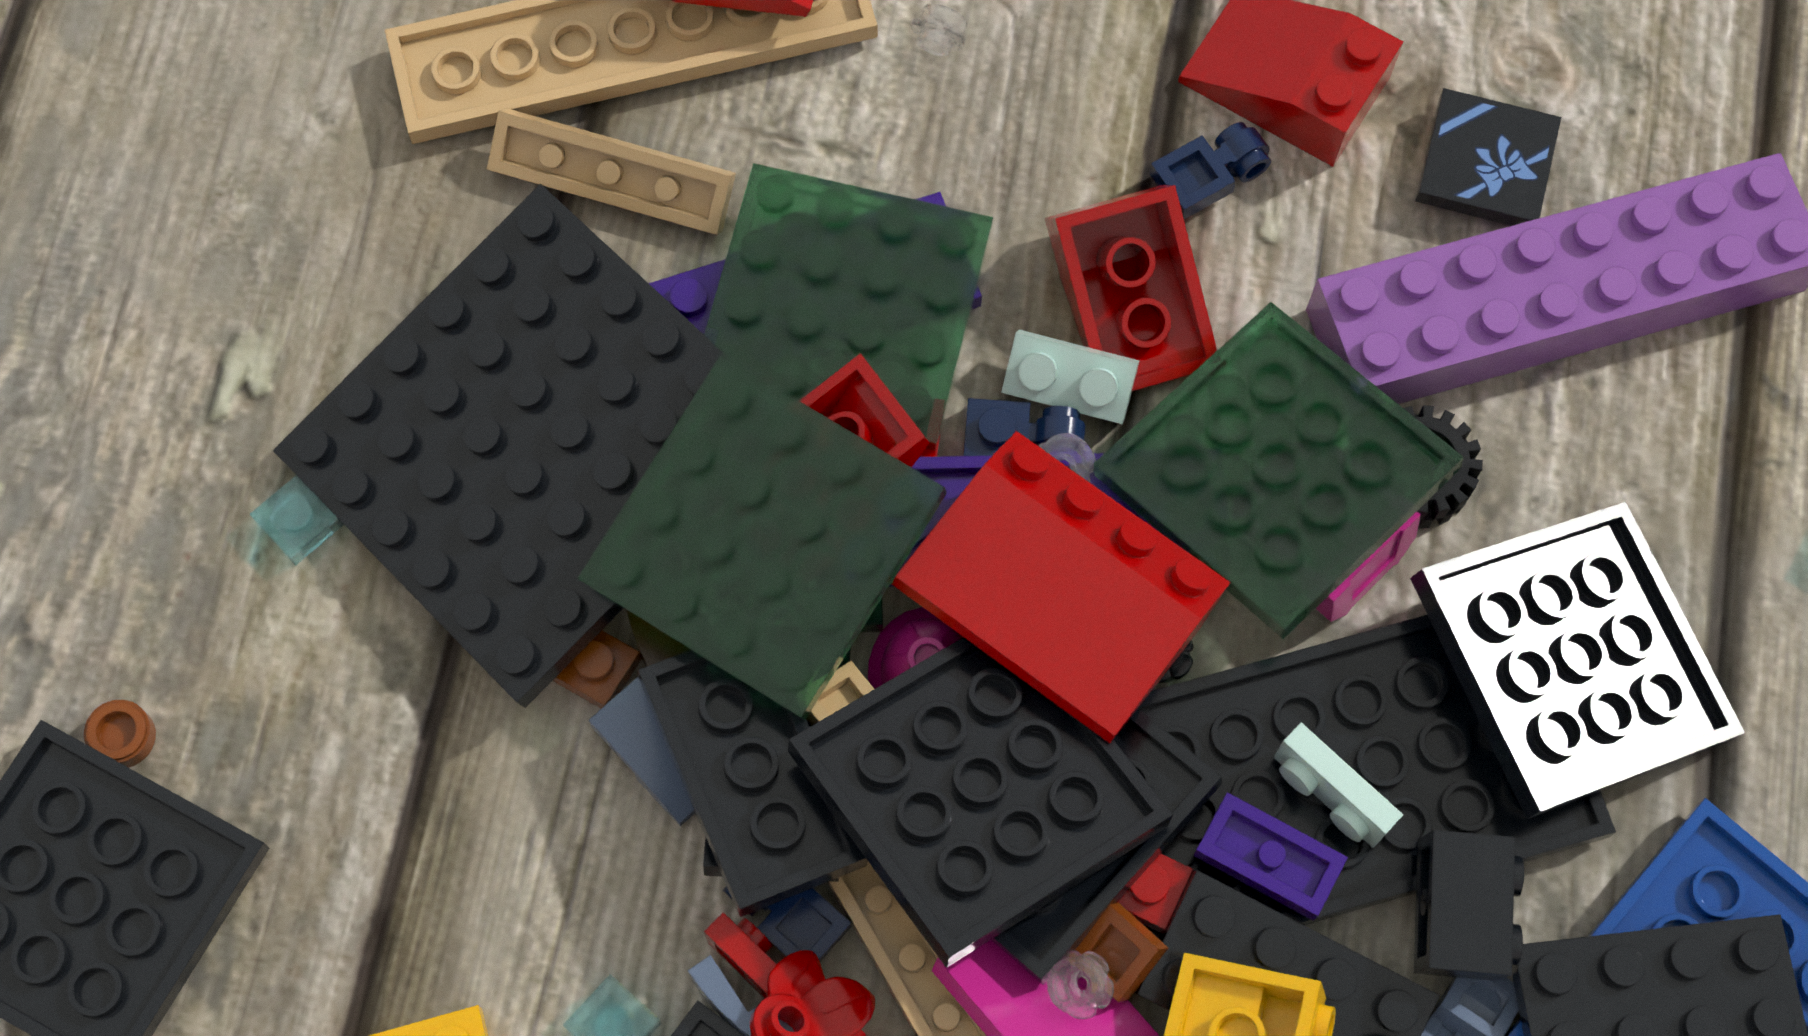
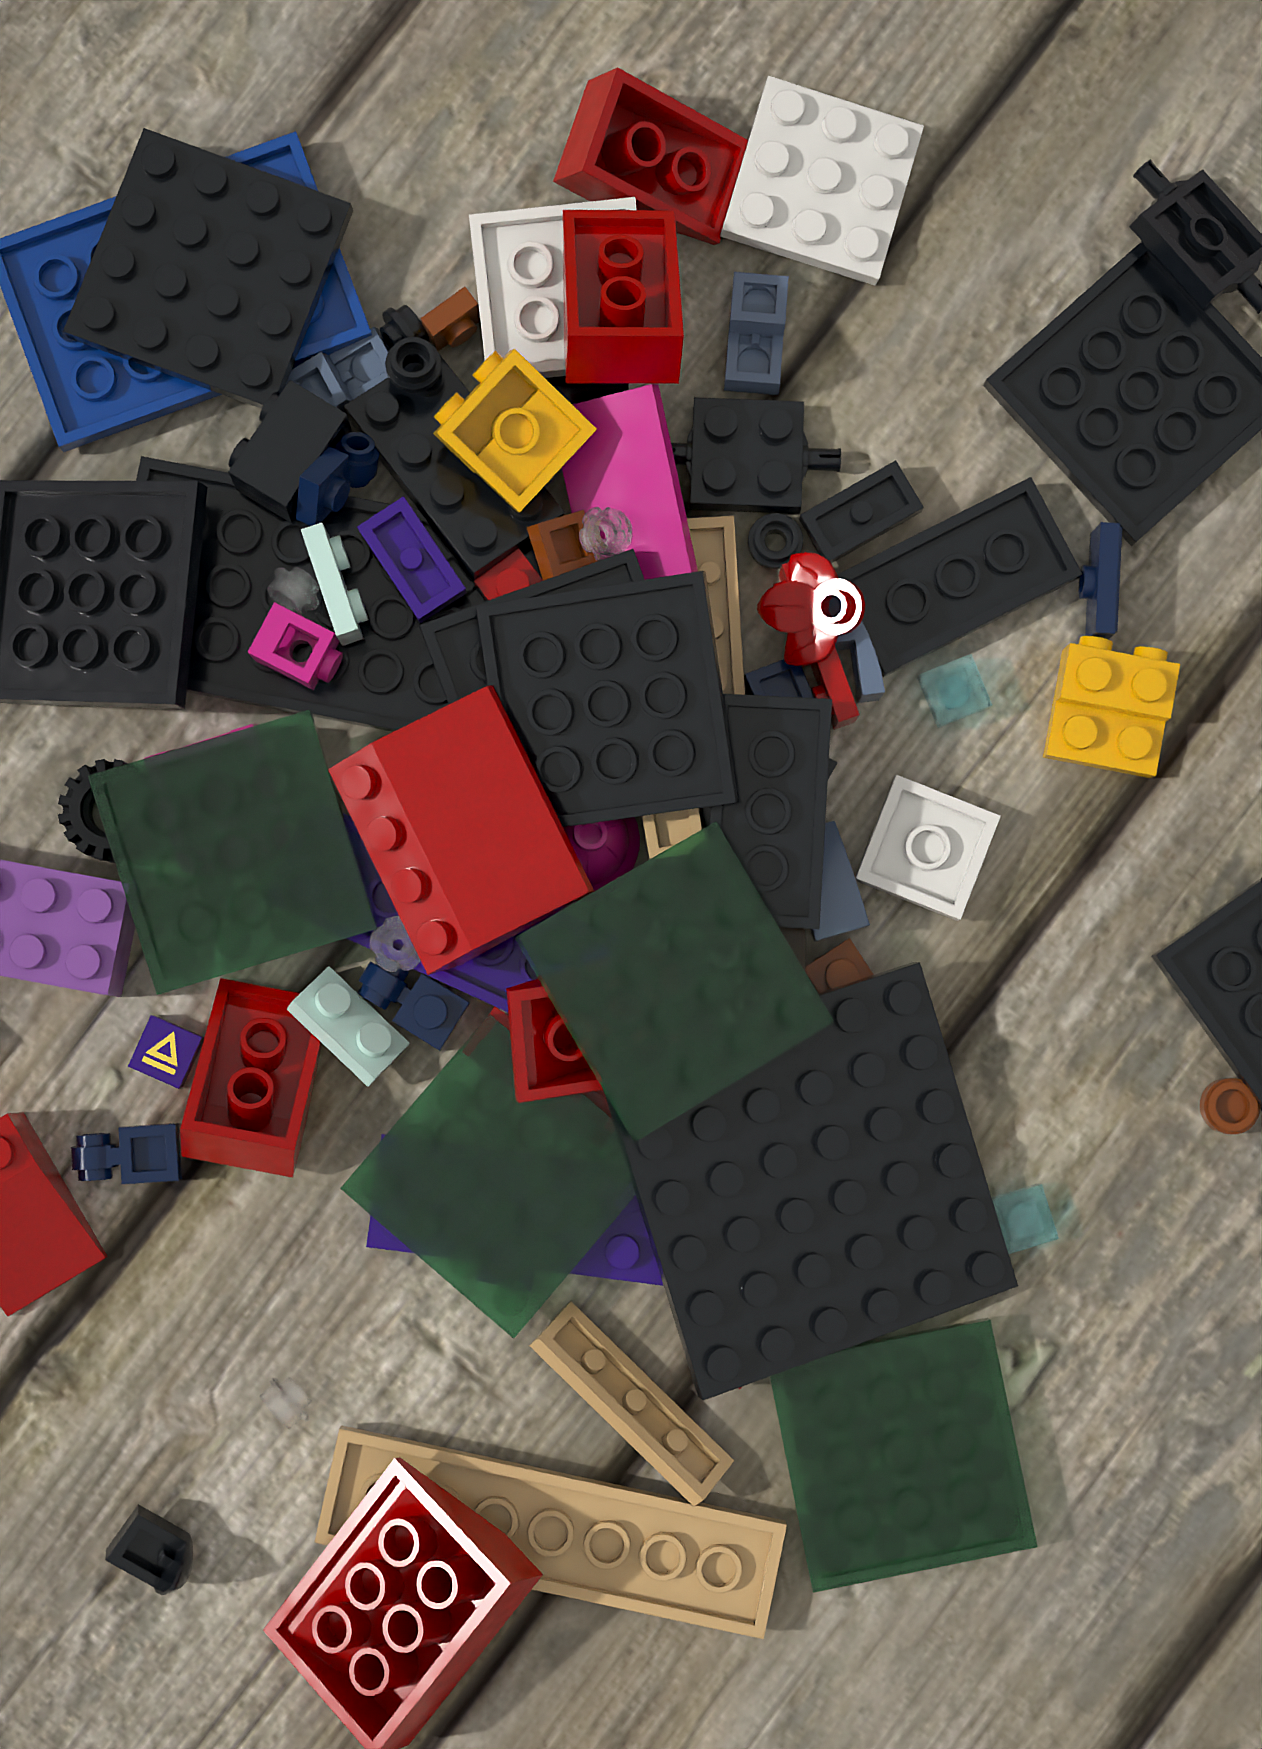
camera: 155 degrees left, 15 degrees up
(317, 245) = (903, 1456): none -> clear green plate
(564, 839) = (927, 847): none -> white plate
(1232, 276) = (166, 1052): none -> dark purple tile
(1352, 685) = (282, 633): none -> dark pink brick
(1373, 761) = (294, 590): none -> clear plate
(1406, 885) = (329, 478): none -> dark blue plate

